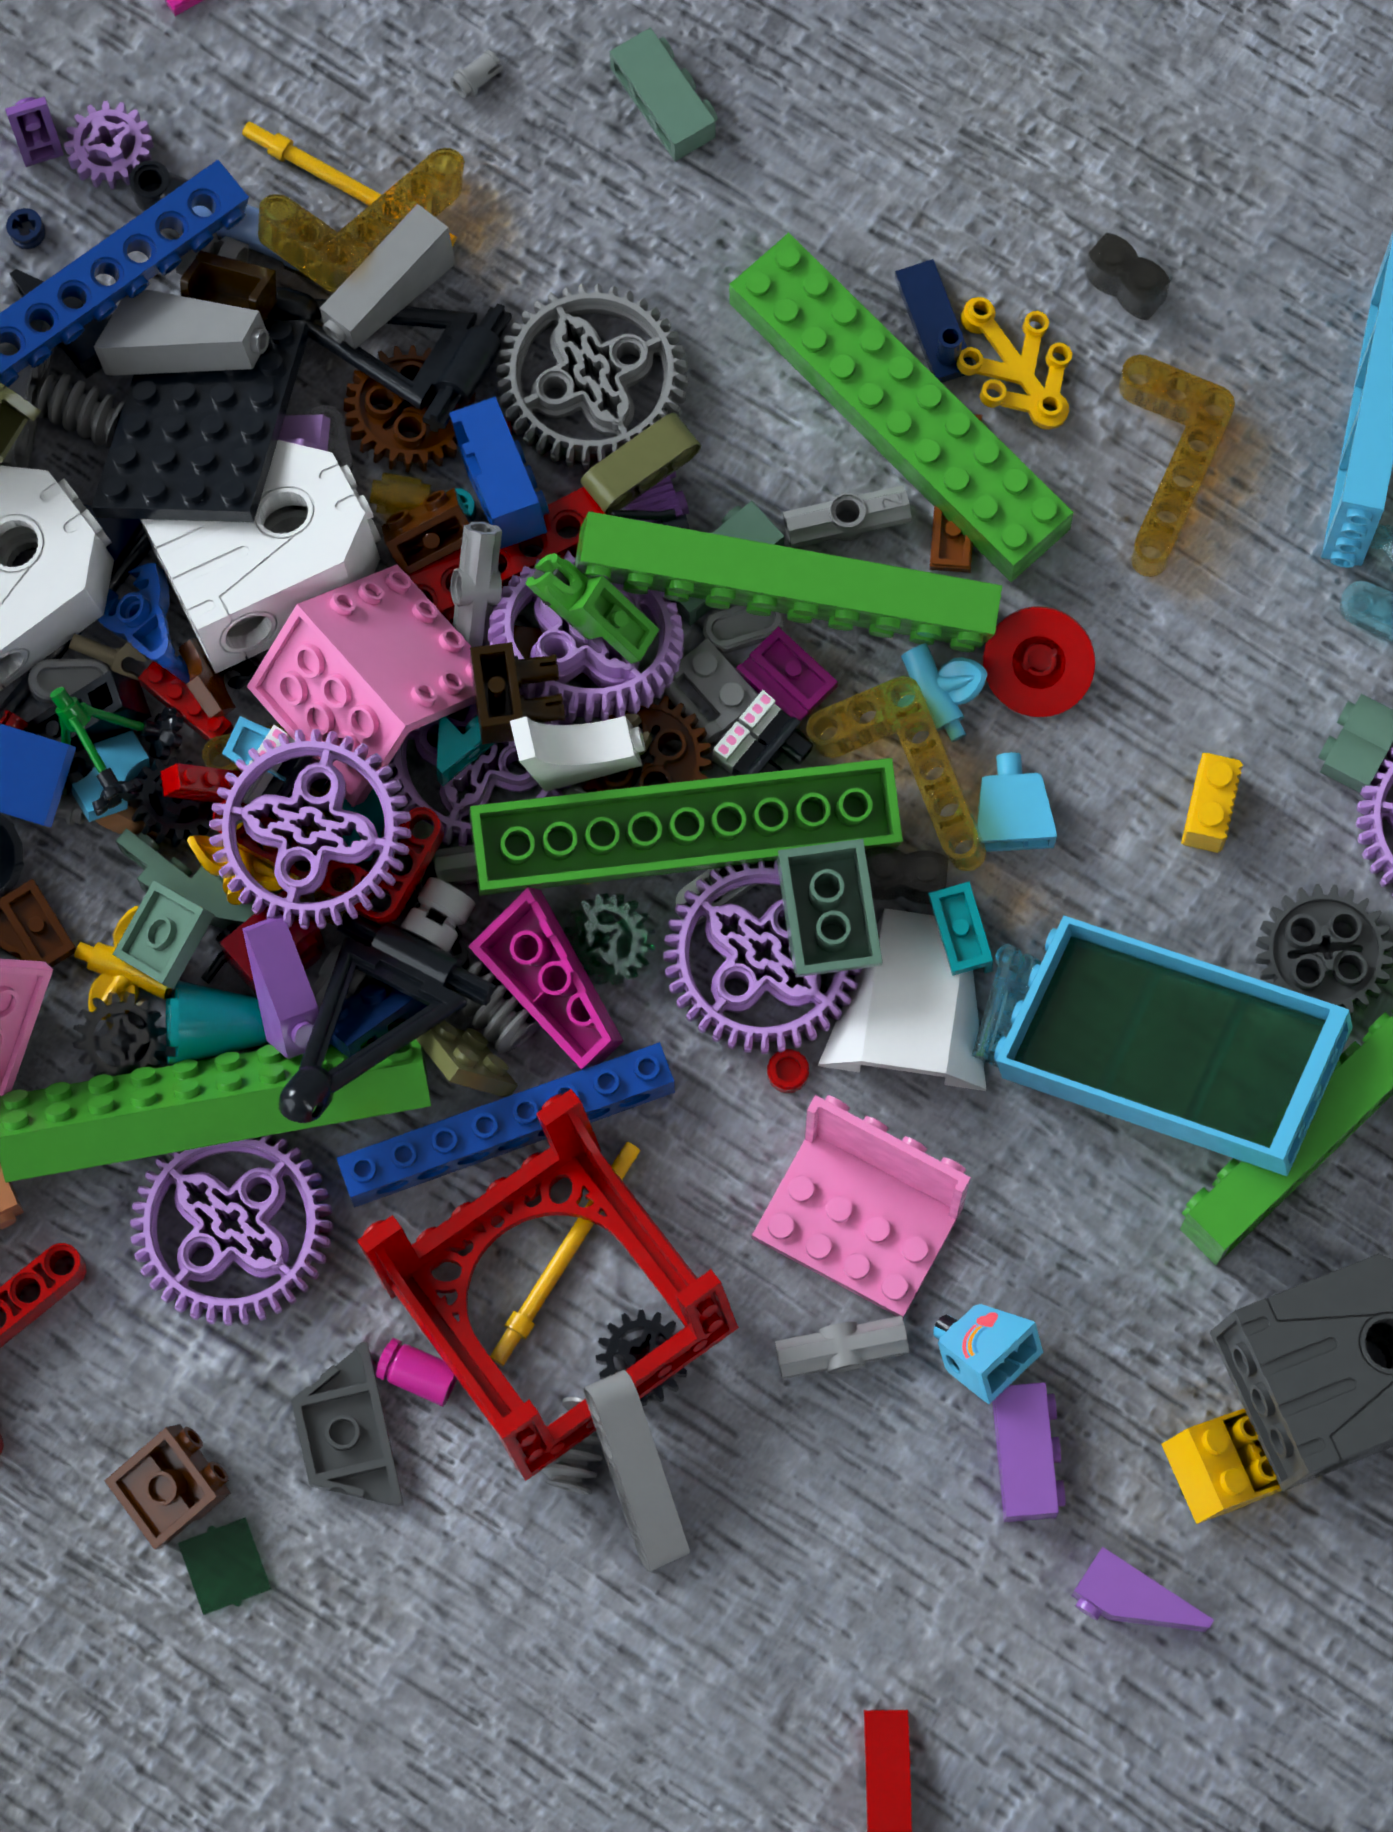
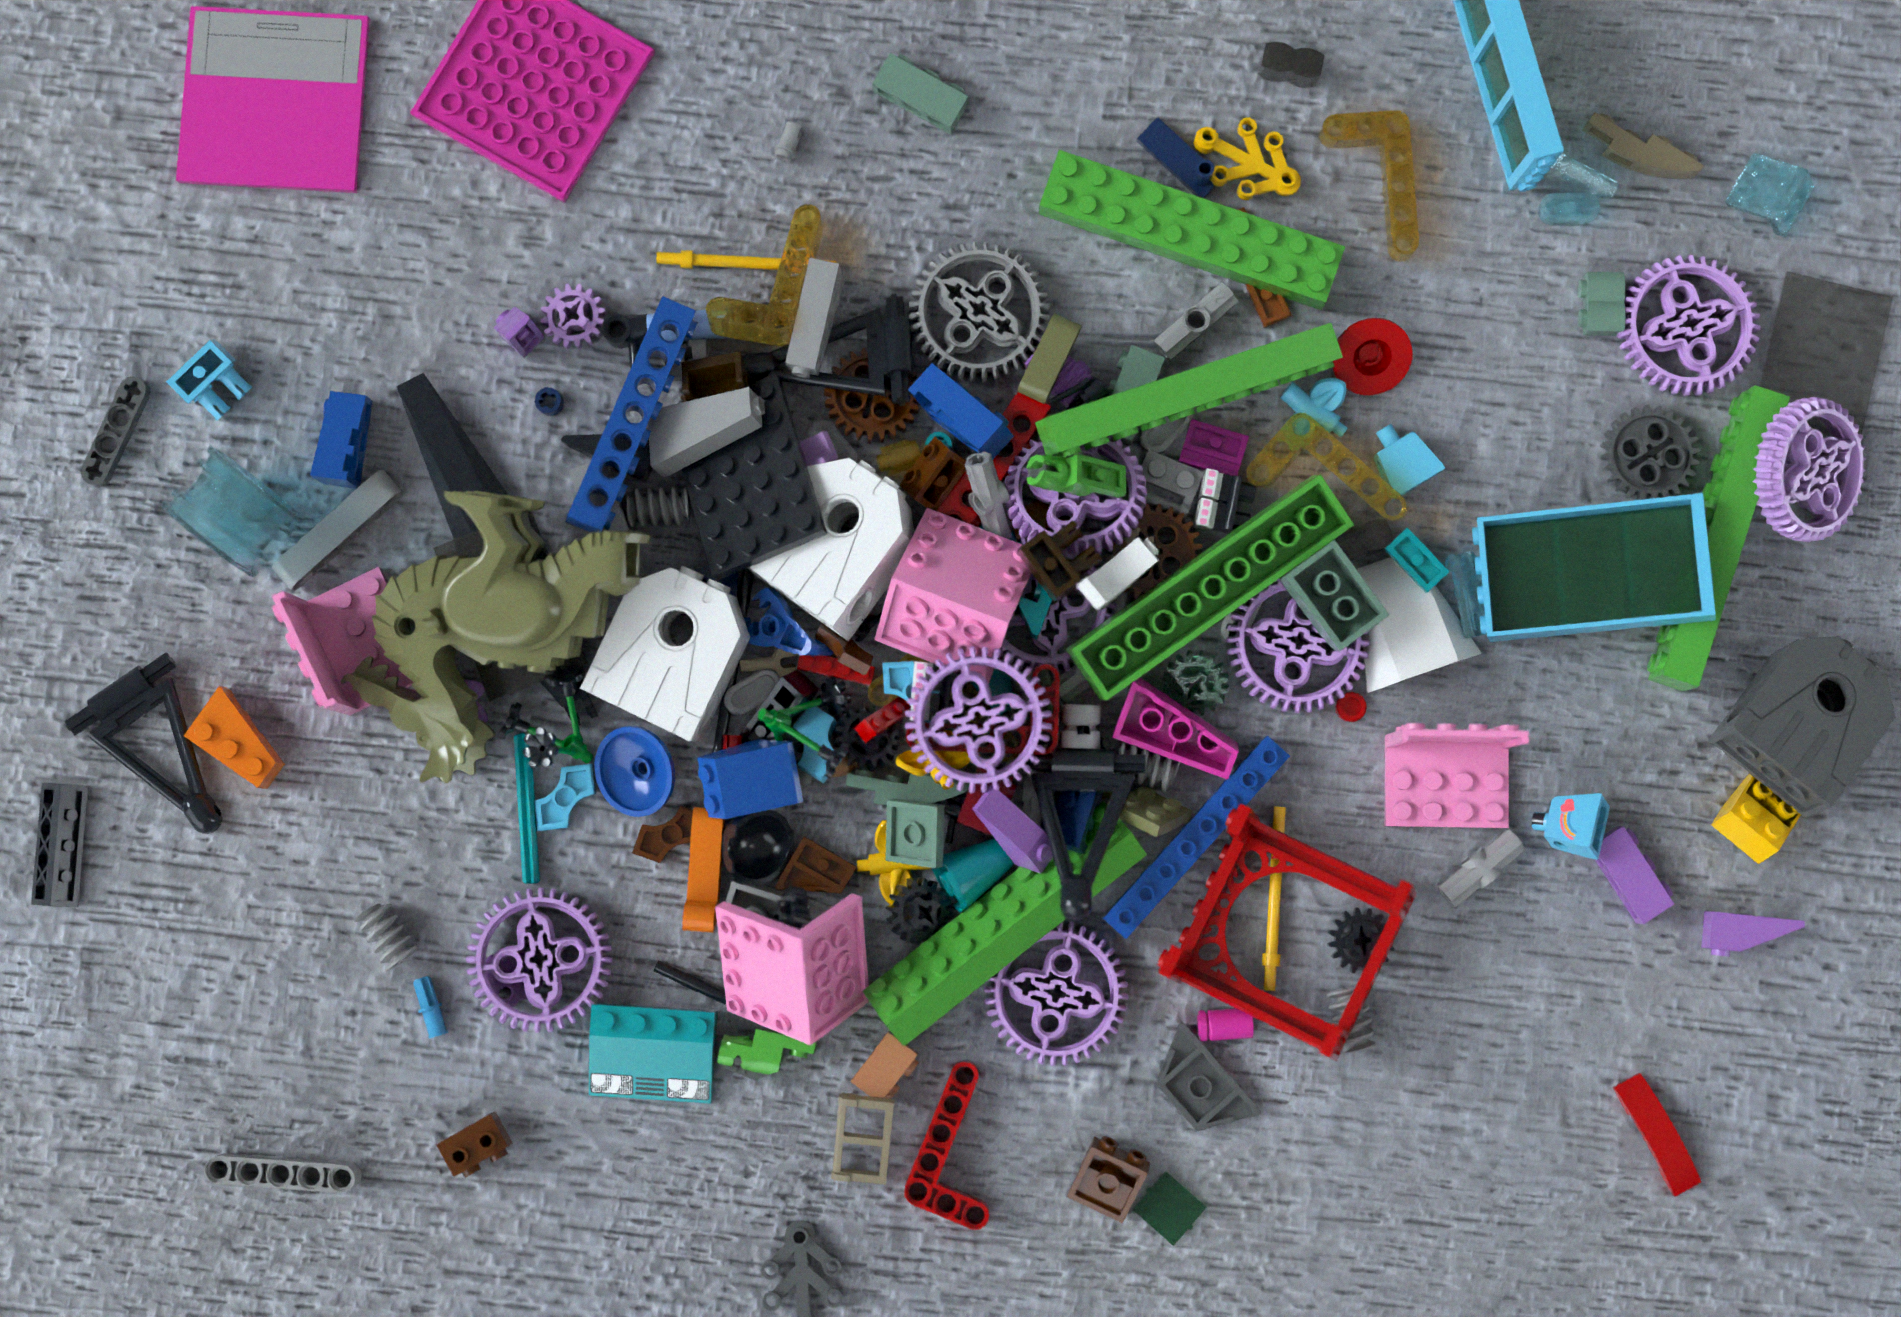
camera: 25 degrees left, 10 degrees up
(636, 1470) = (1404, 1019): light grey beam -> none
(1212, 802) = (1528, 392): yellow brick -> none

